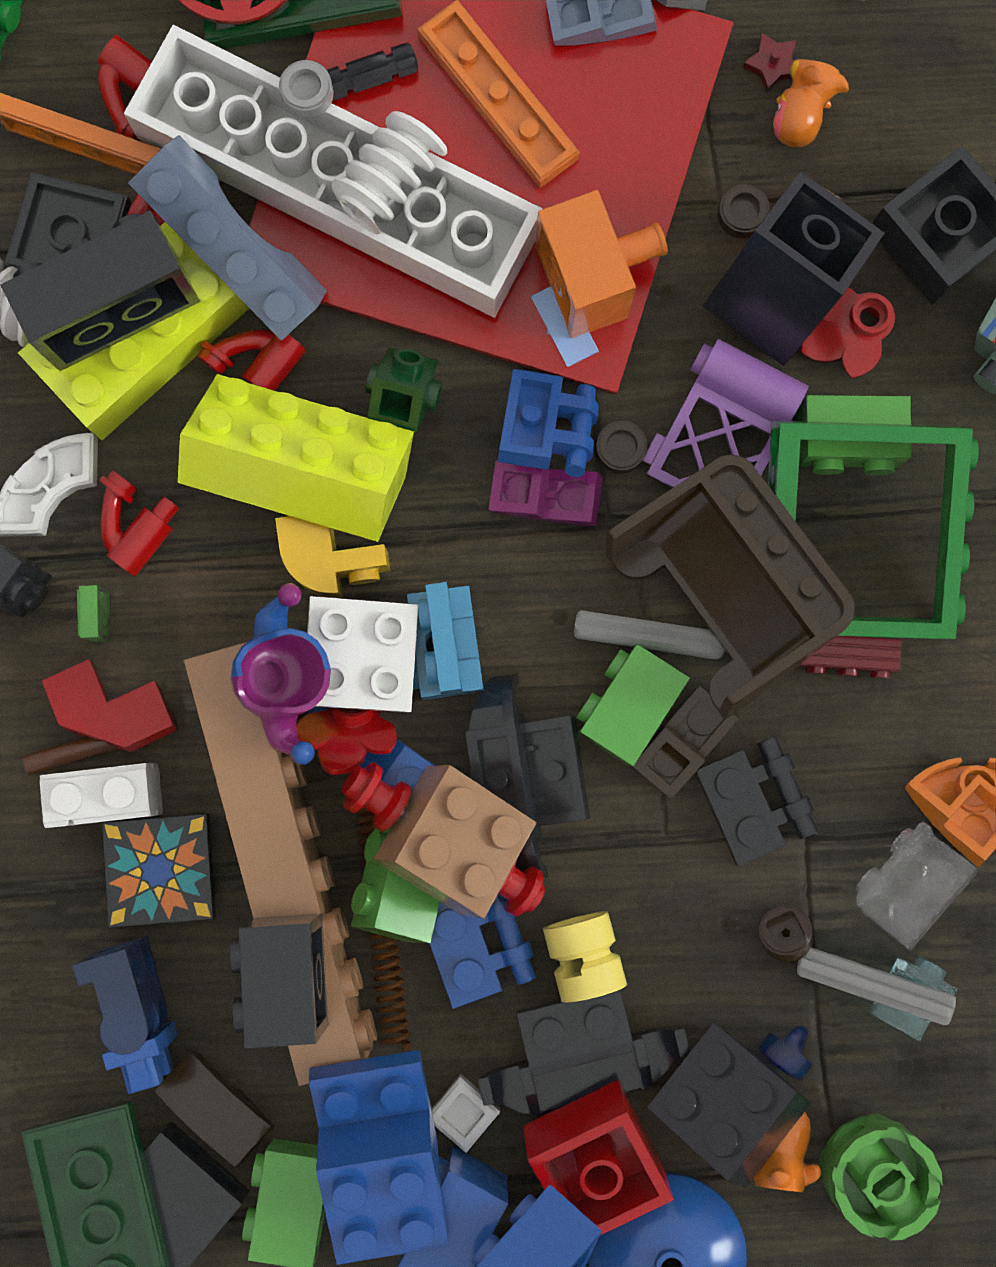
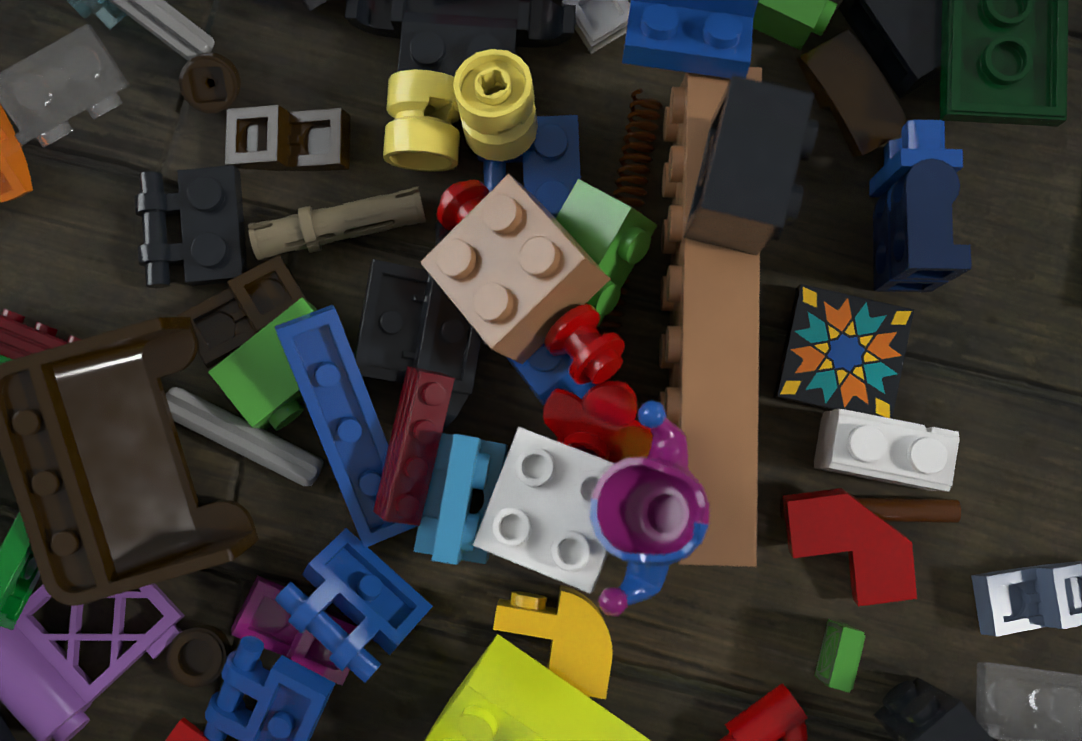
camera: 160 degrees left, 0 degrees up
(496, 671) = (413, 446): none -> dark red piece
(501, 541) = (365, 592): none -> blue plate
(521, 986) = (496, 104): none -> light yellow wheel
(558, 671) = (341, 415): none -> blue plate
(638, 839) = (326, 225): none -> dark tan pin
(701, 905) = (287, 140): none -> dark brown slope

